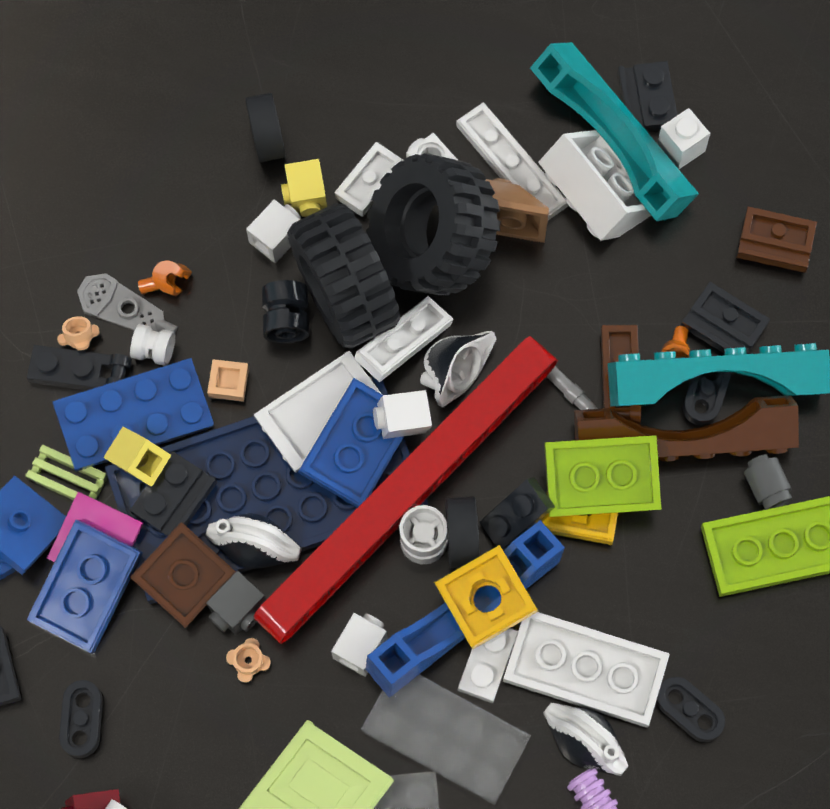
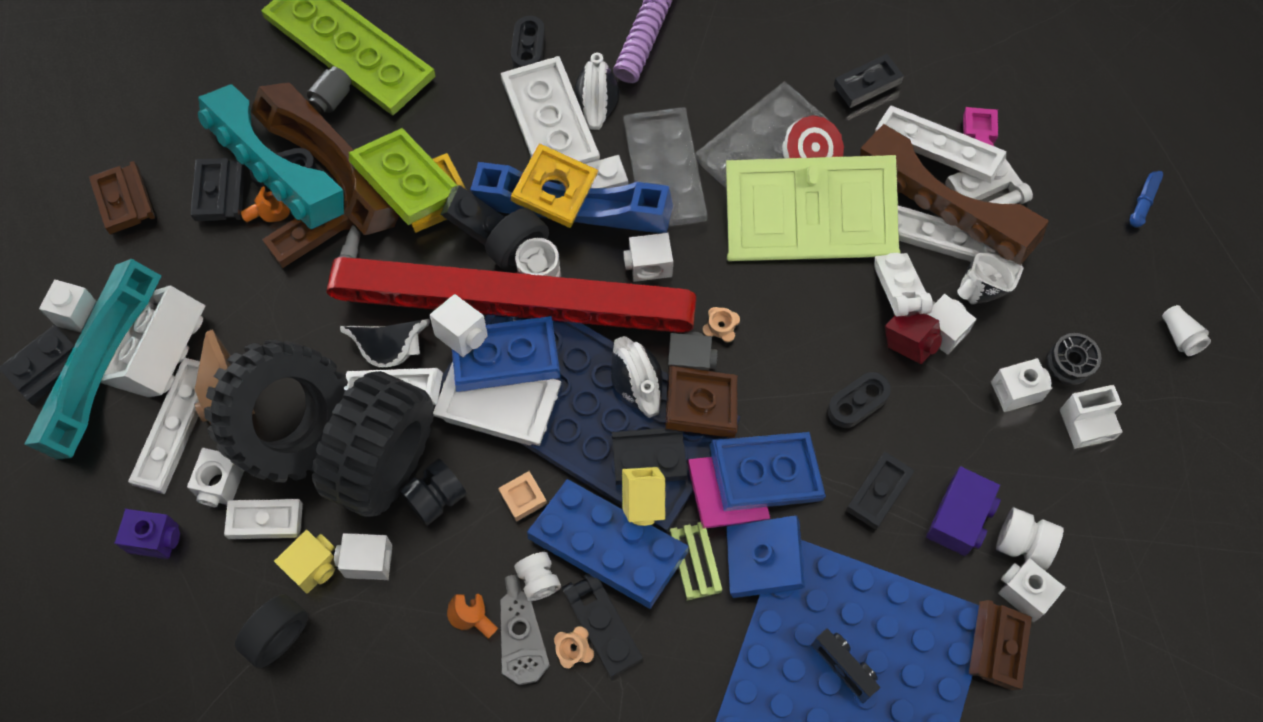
camera: 130 degrees left, 5 degrees down
(422, 91) = (147, 534): none -> dark purple brick

